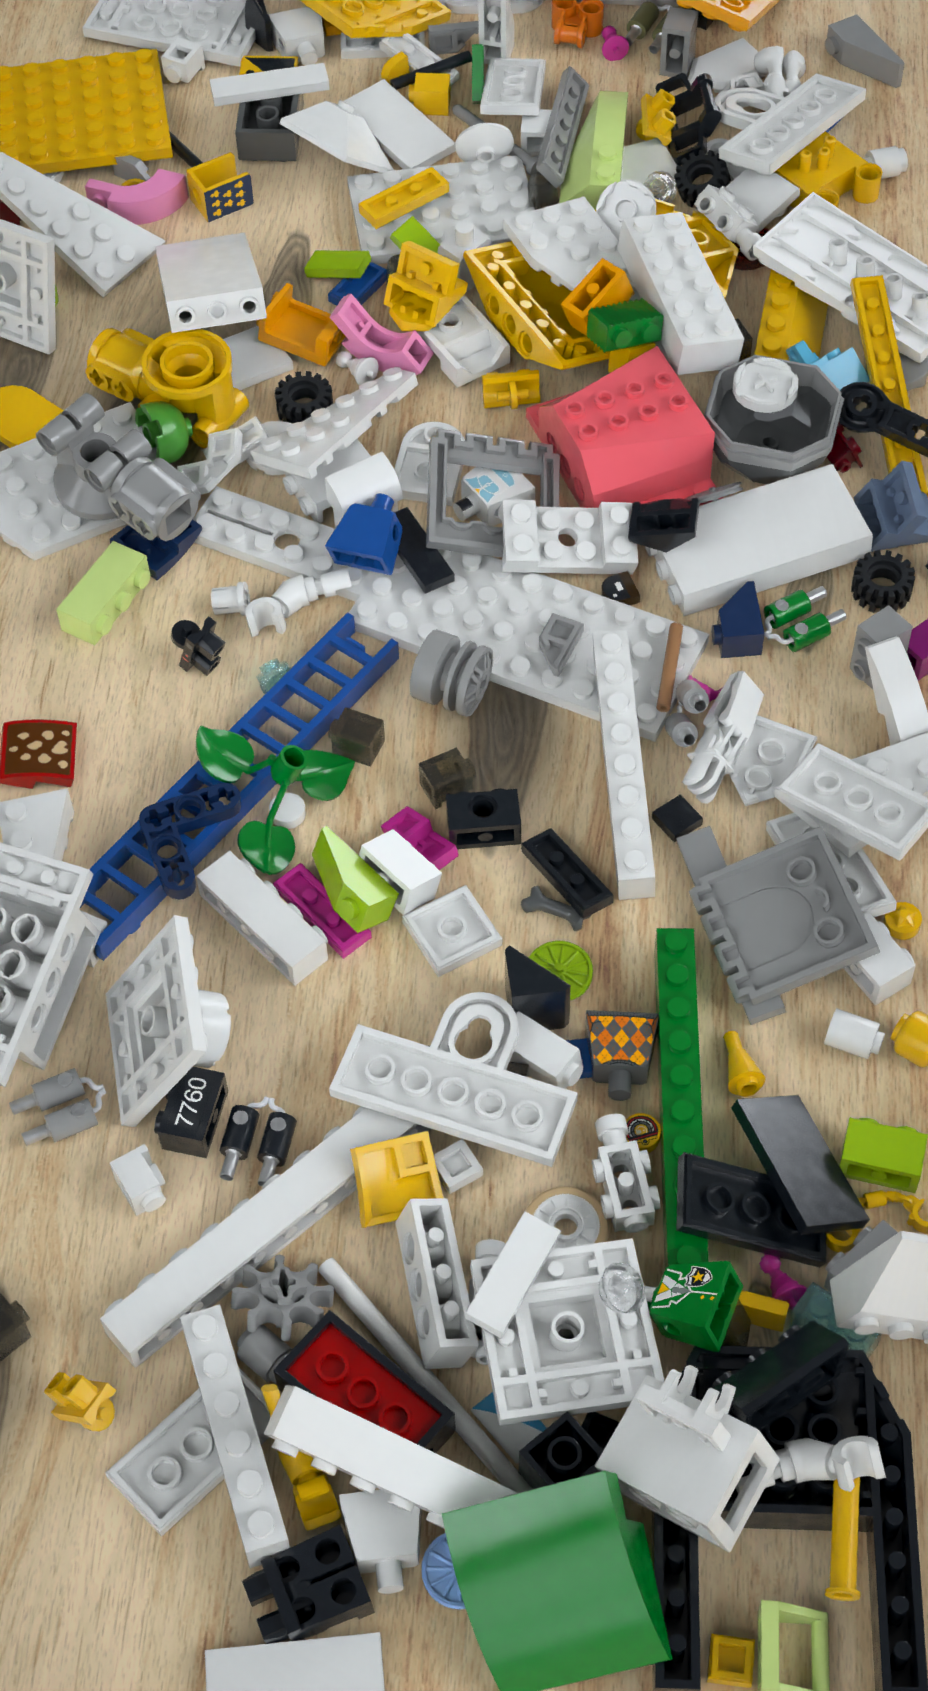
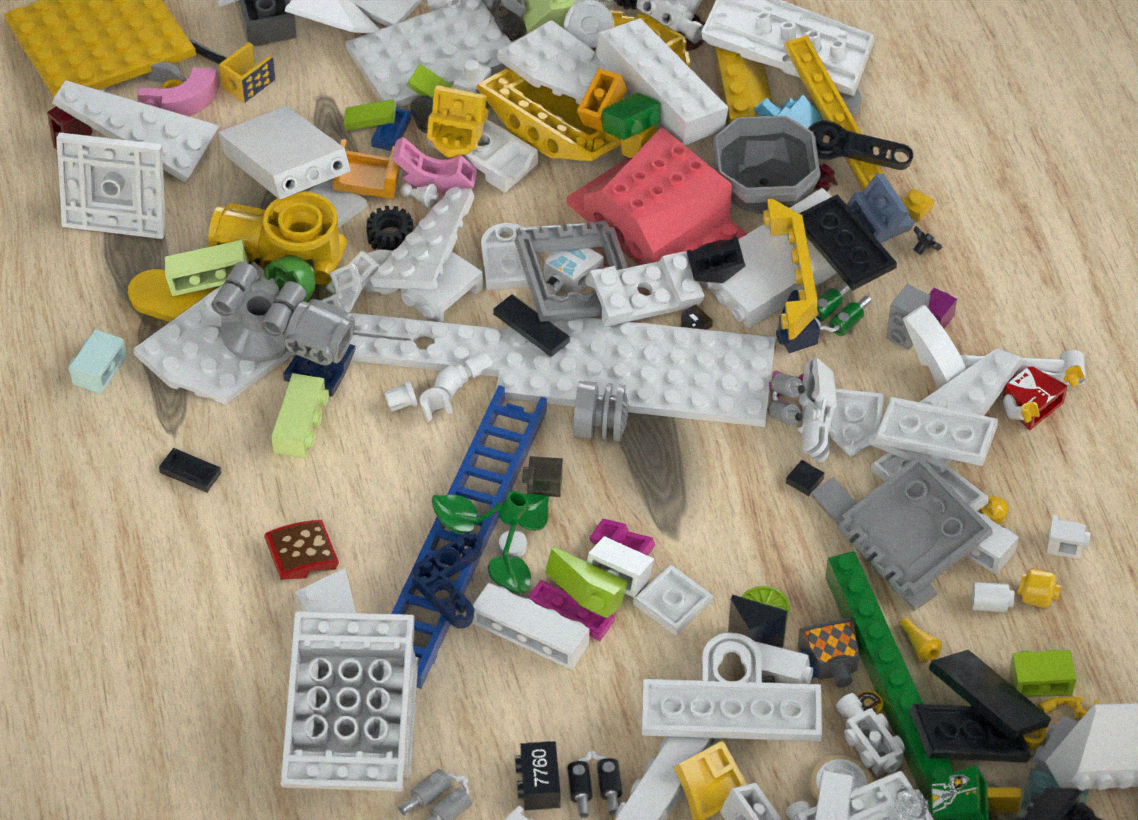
camera: 20 degrees left, 5 degrees down
(49, 393) = (203, 267): none -> yellowish green brick
(162, 1022) = (495, 715): white piece -> none
(198, 646) = (398, 438): black hips -> none
(271, 673) = (458, 446): clear light blue plate -> none
(361, 484) = (475, 290): white brick -> none
(367, 537) = (493, 324): blue torso -> none
(403, 197) = (403, 50): yellow plate -> none
(446, 775) = (624, 489): clear smoke brick -> none
(457, 1166) = (749, 761): white plate -> none
(471, 831) = (678, 514): black brick -> none
(511, 388) = (549, 184): yellow hips -> none
(539, 902) = (728, 563): dark grey piece -> none
(559, 641) = (668, 368): light grey tile -> none
(567, 873) = (742, 537): black tile -> none
(623, 765) = (755, 447): white brick -> none
(669, 667) = (758, 367): medium nougat piece -> none
(715, 493) = (744, 229): light grey wheel -> none
(744, 611) = (786, 221): none -> yellow slope
(765, 385) = (755, 139): white tile -> none
(782, 1285) = (1005, 778): dark pink piece -> none
(834, 536) = (846, 243): none -> black tile
(883, 567) = (897, 278): black tyre -> none

